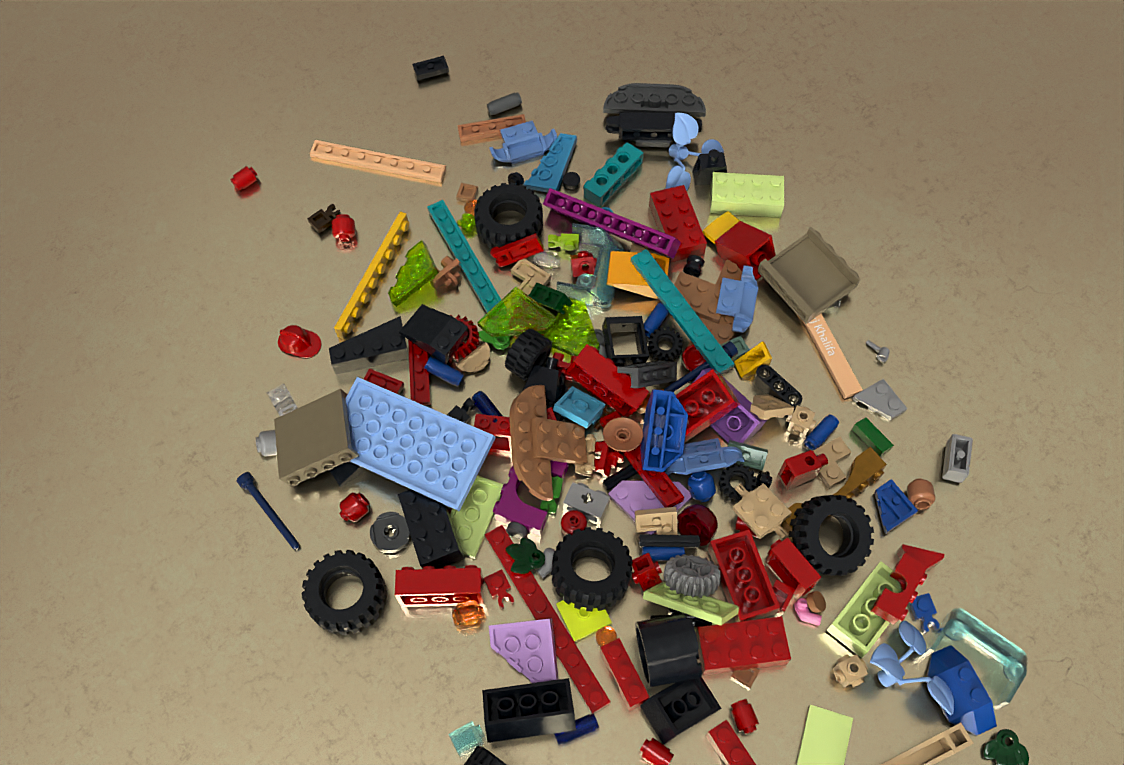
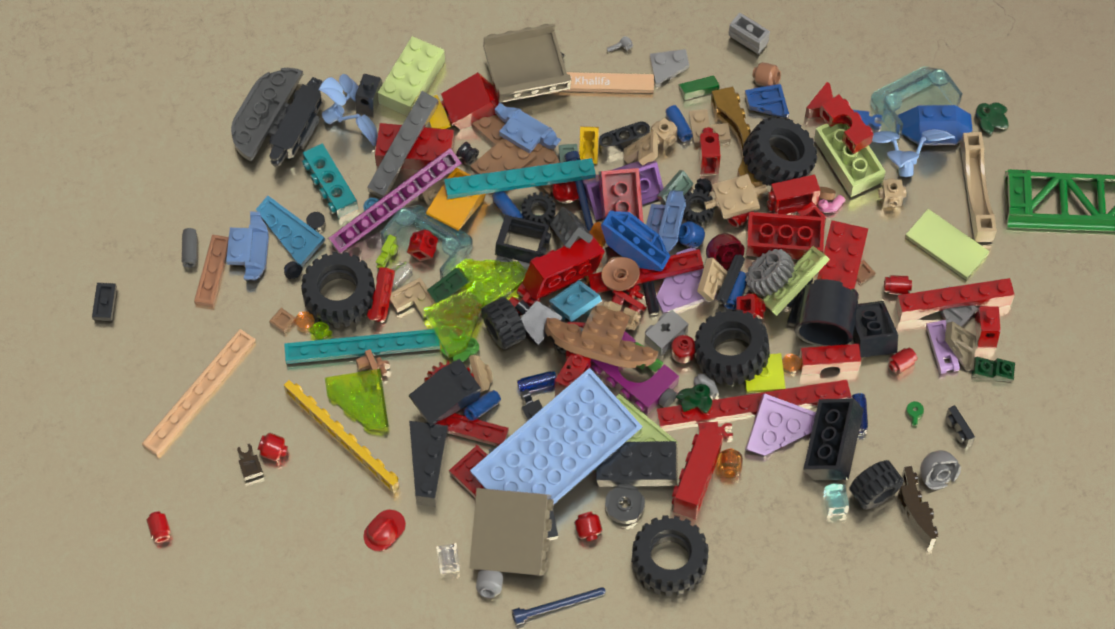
camera: 70 degrees left, 0 degrees up
(703, 207) = (402, 144): none -> dark grey arch

